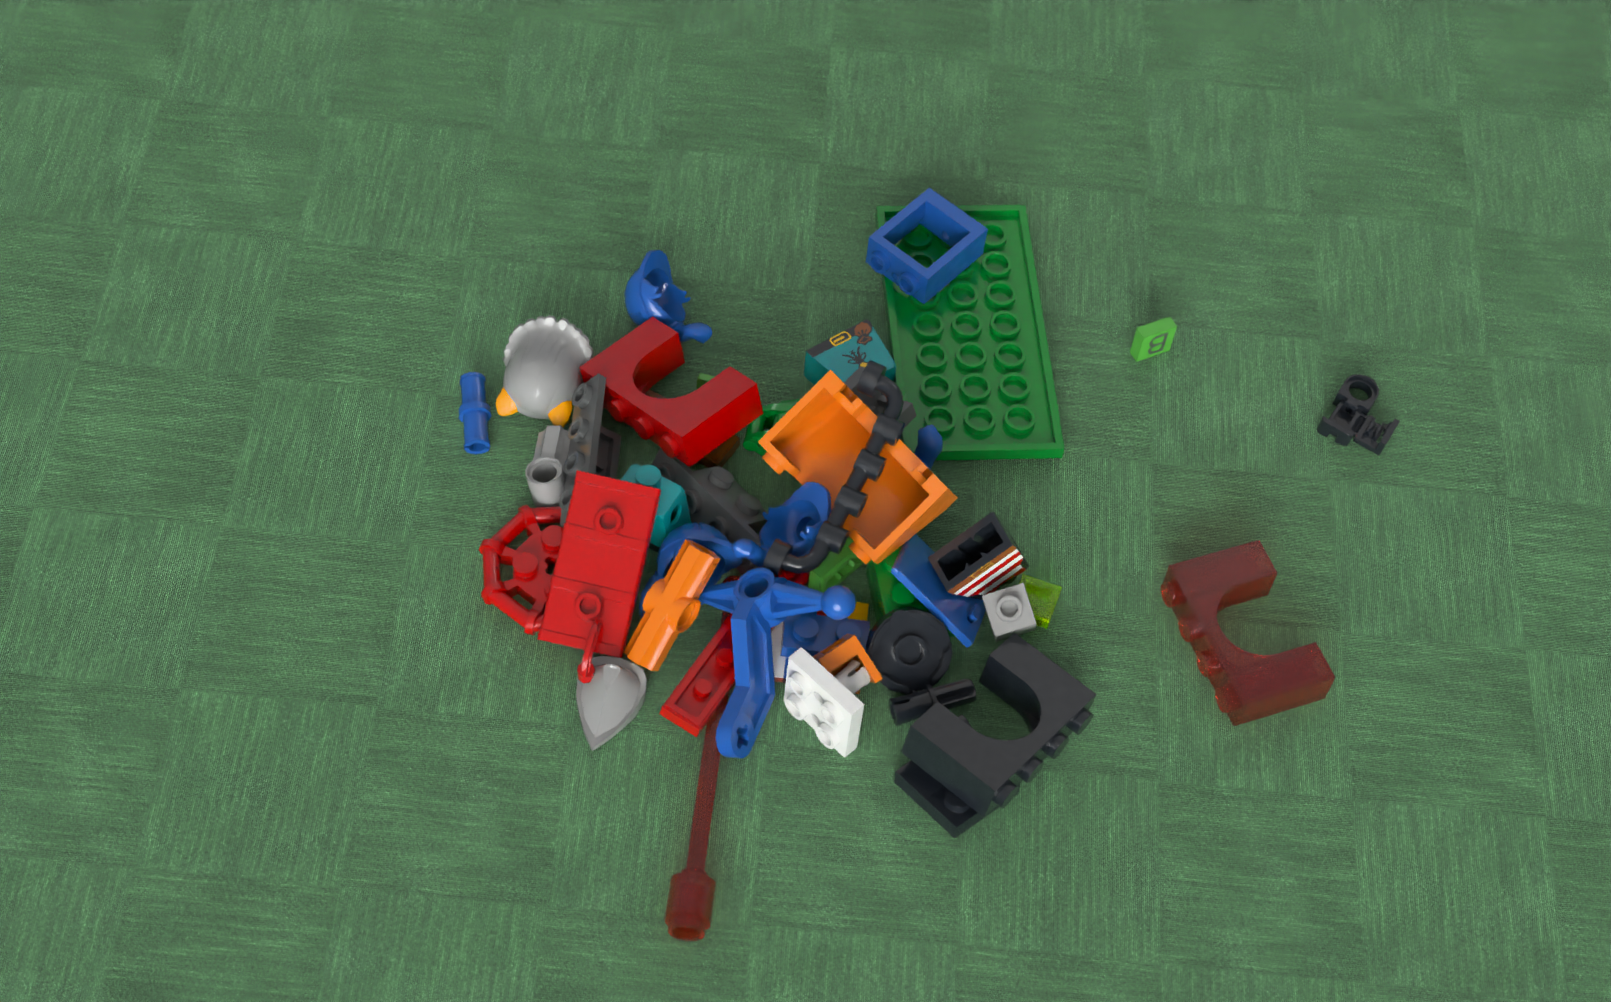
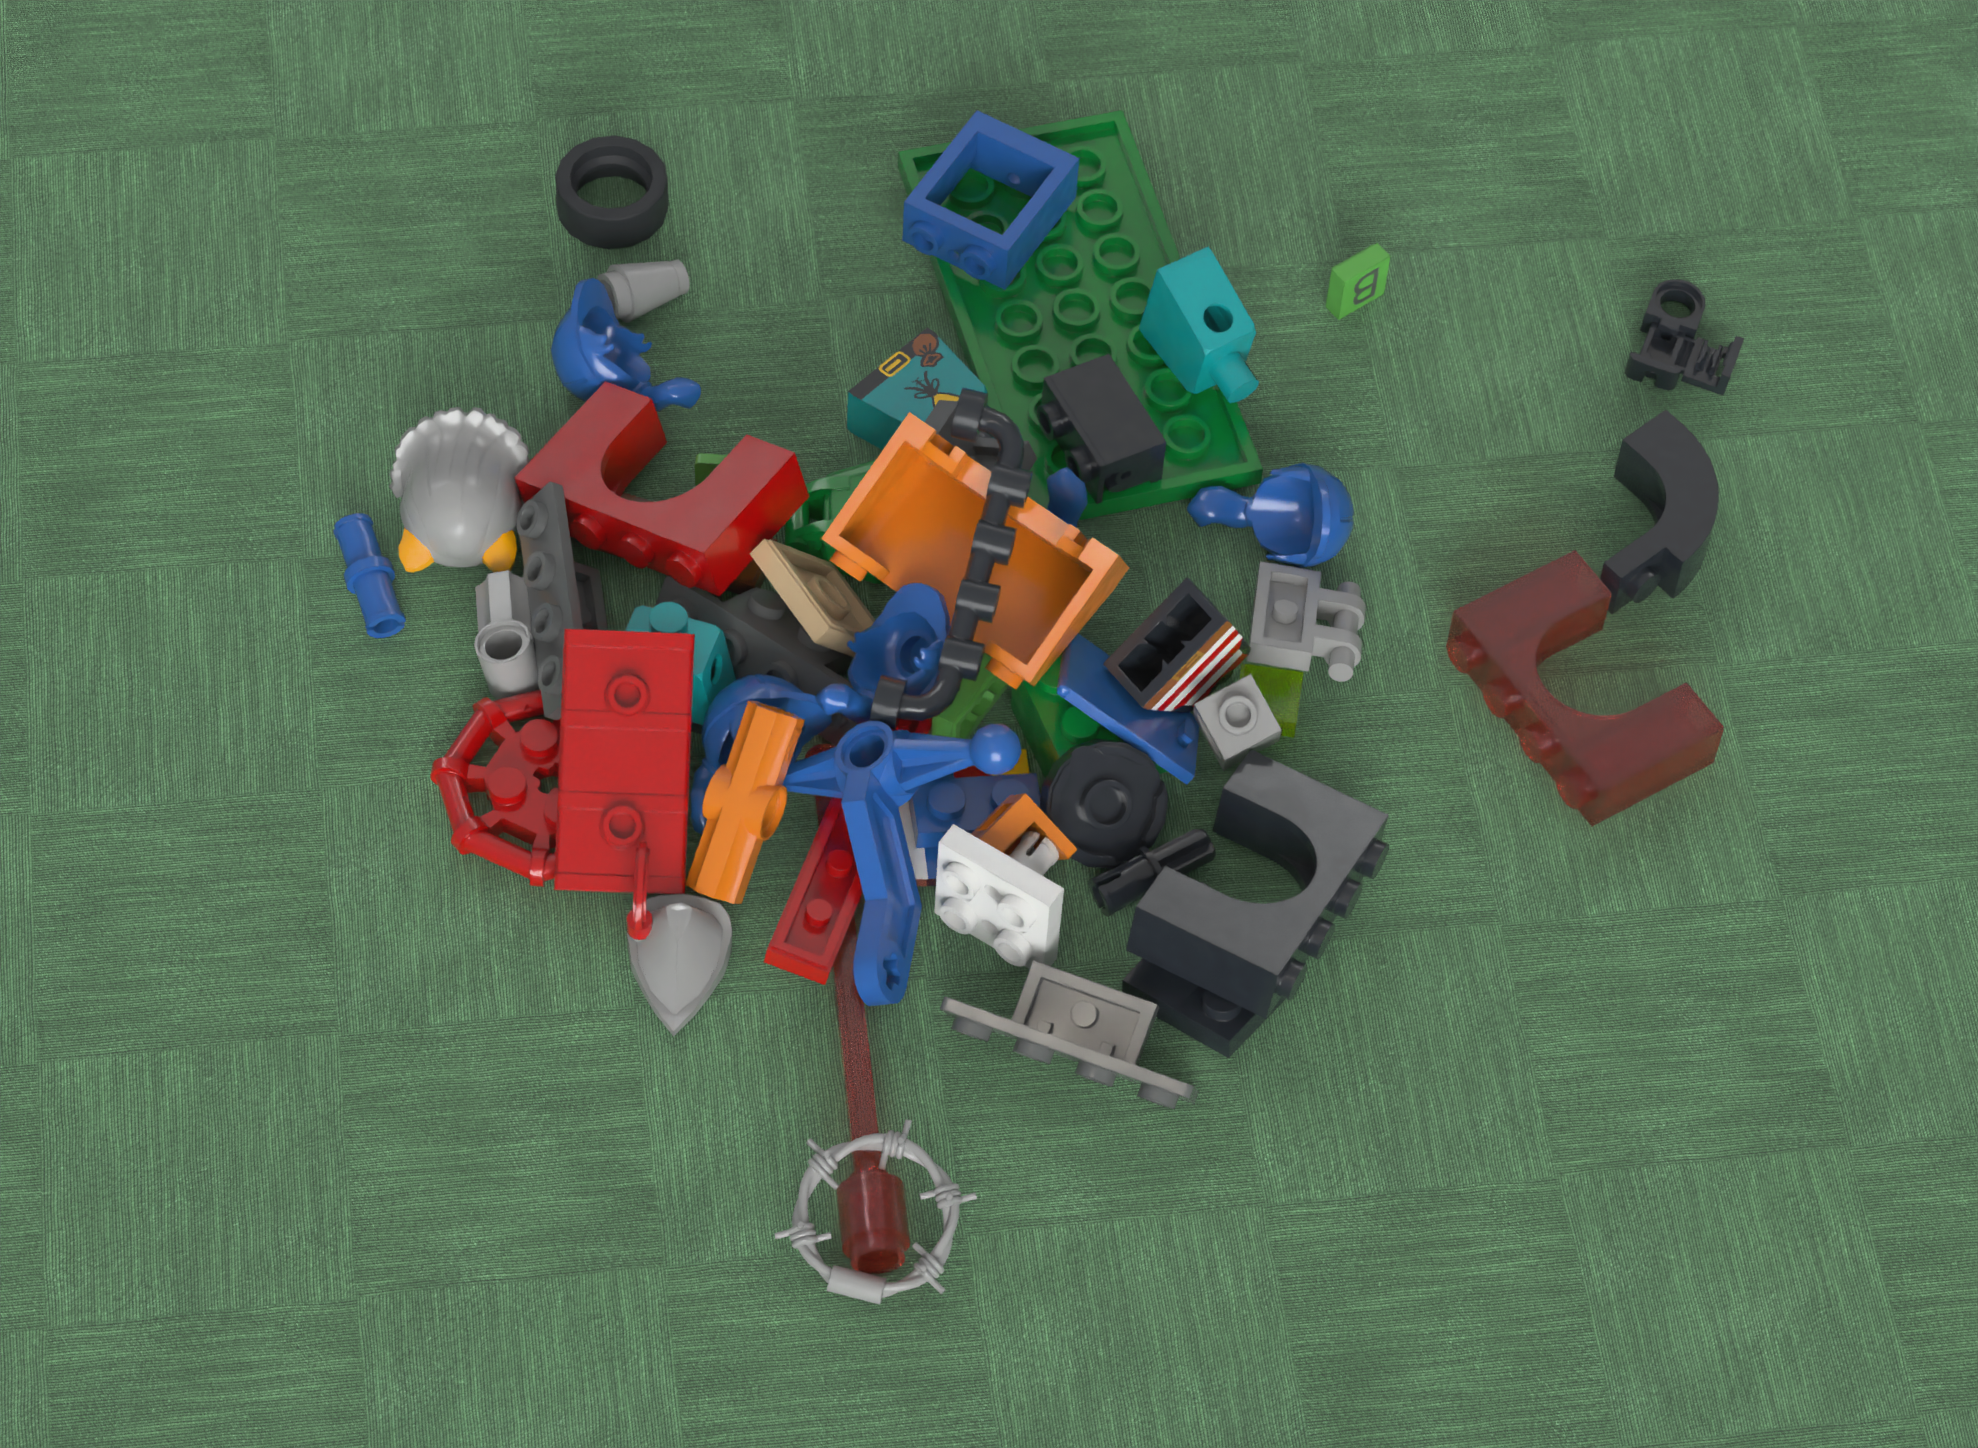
camera: 10 degrees left, 0 degrees up
(669, 945) = (857, 1283): none -> light grey piece
(690, 178) = (609, 158): none -> black tyre
(694, 262) = (643, 286): none -> light grey cone
(751, 477) = (814, 594): none -> tan tile
(860, 795) = (1079, 1022): none -> bracket
(963, 403) = (1101, 427): none -> black hinge
(1042, 349) = (1200, 326): none -> teal torso
(1057, 549) = (1286, 627): none -> light grey plate
(1078, 482) = (1295, 514): none -> blue piece
(1337, 510) = (1680, 489): none -> black arch

